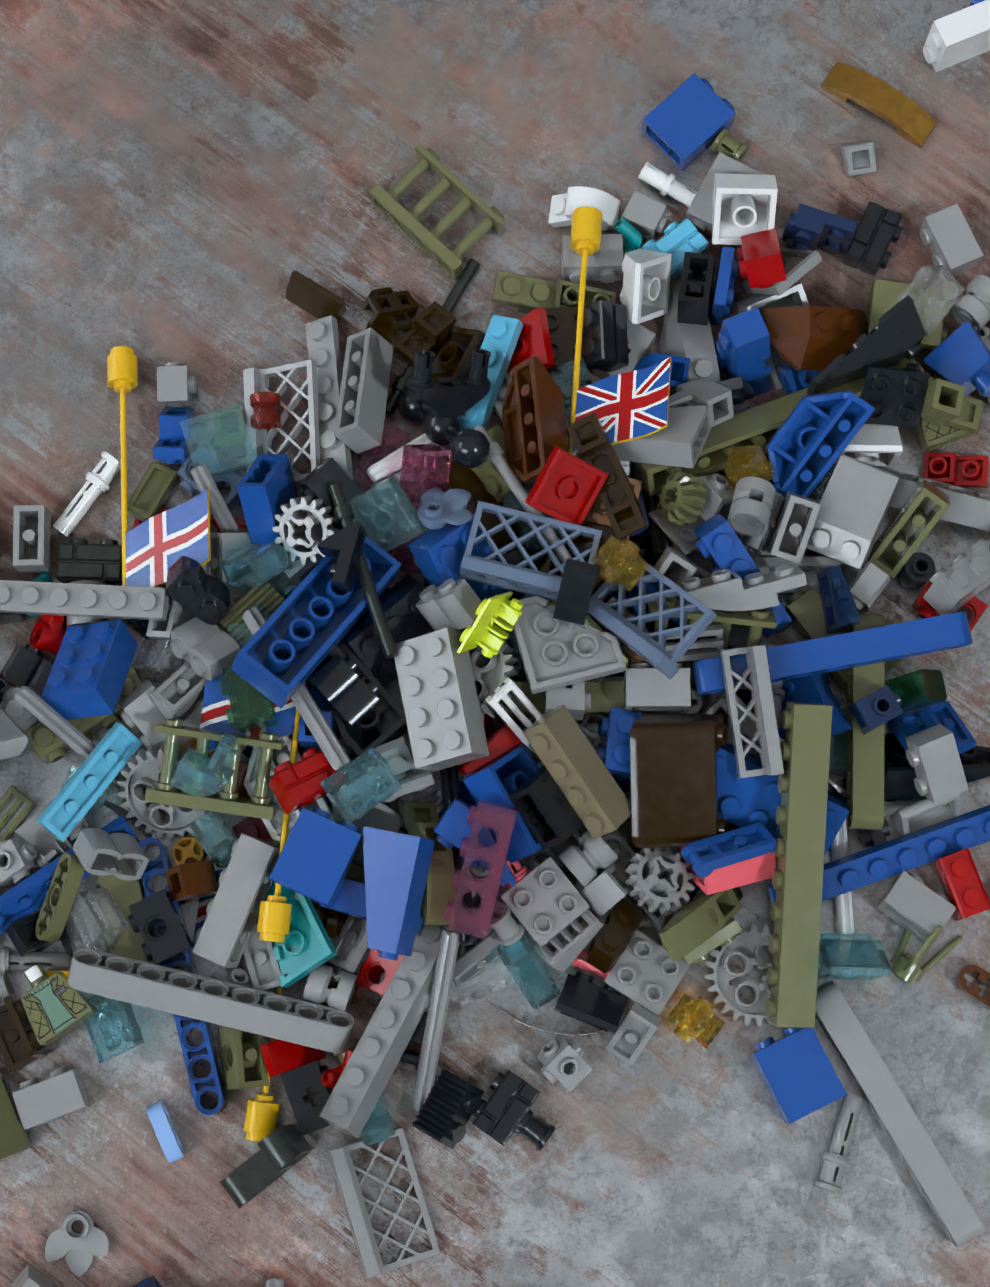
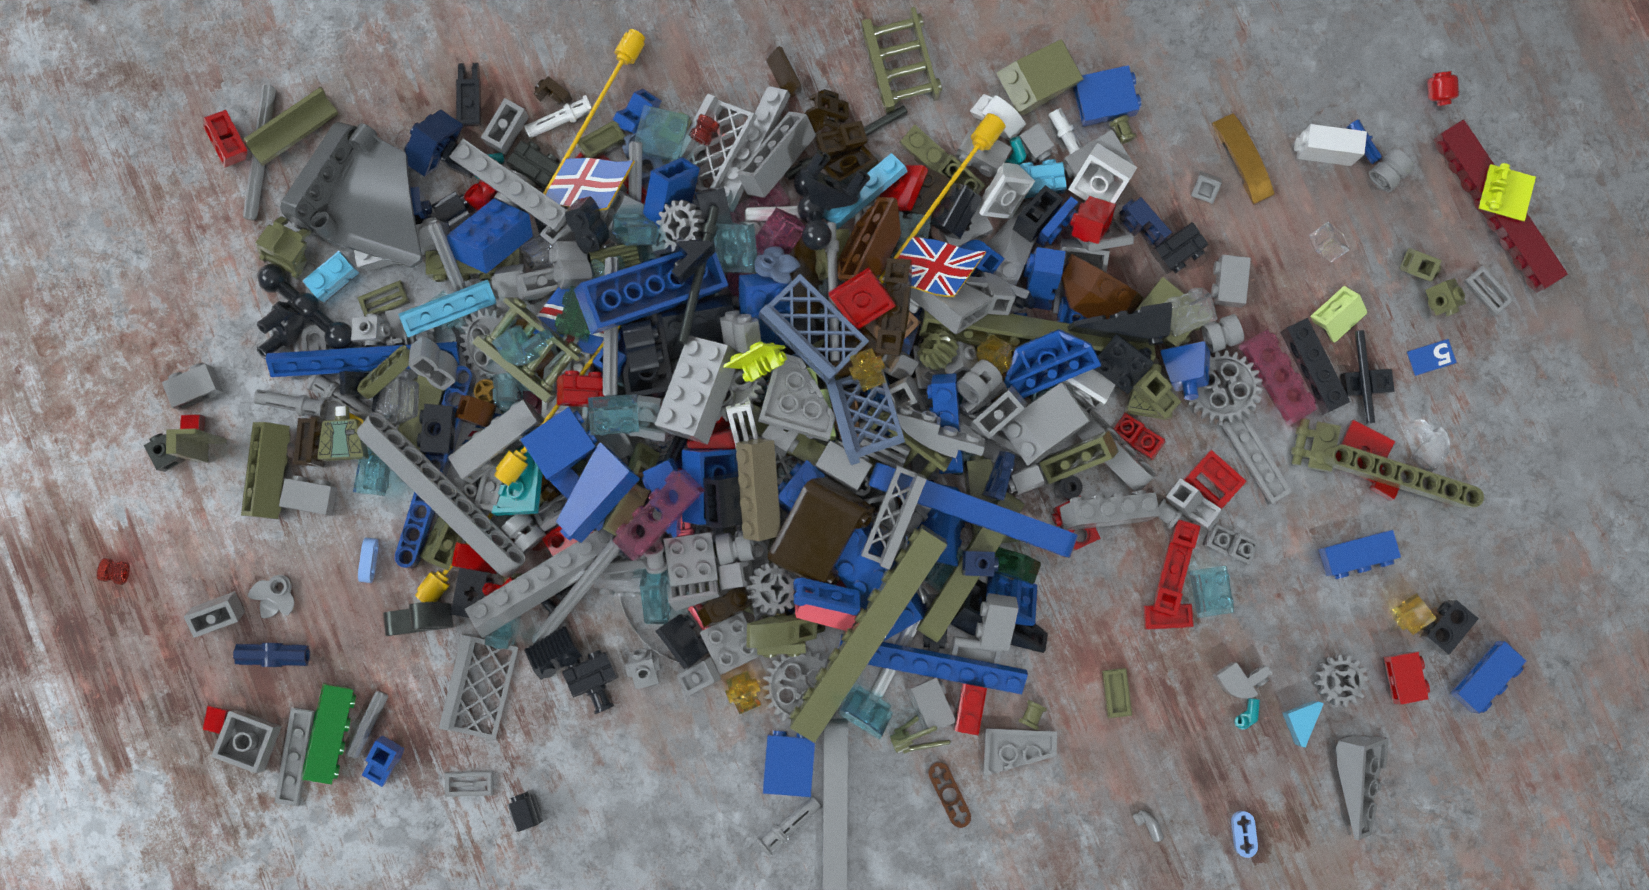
camera: 30 degrees right, 5 degrees up
(67, 466) = (556, 93): none -> dark brown bracket
(175, 386) = (657, 78): light grey brick -> none
(575, 591) = (824, 371): black slope -> none
(605, 140) = (1040, 77): none -> olive slope
(651, 540) = (899, 366): none -> light grey brick

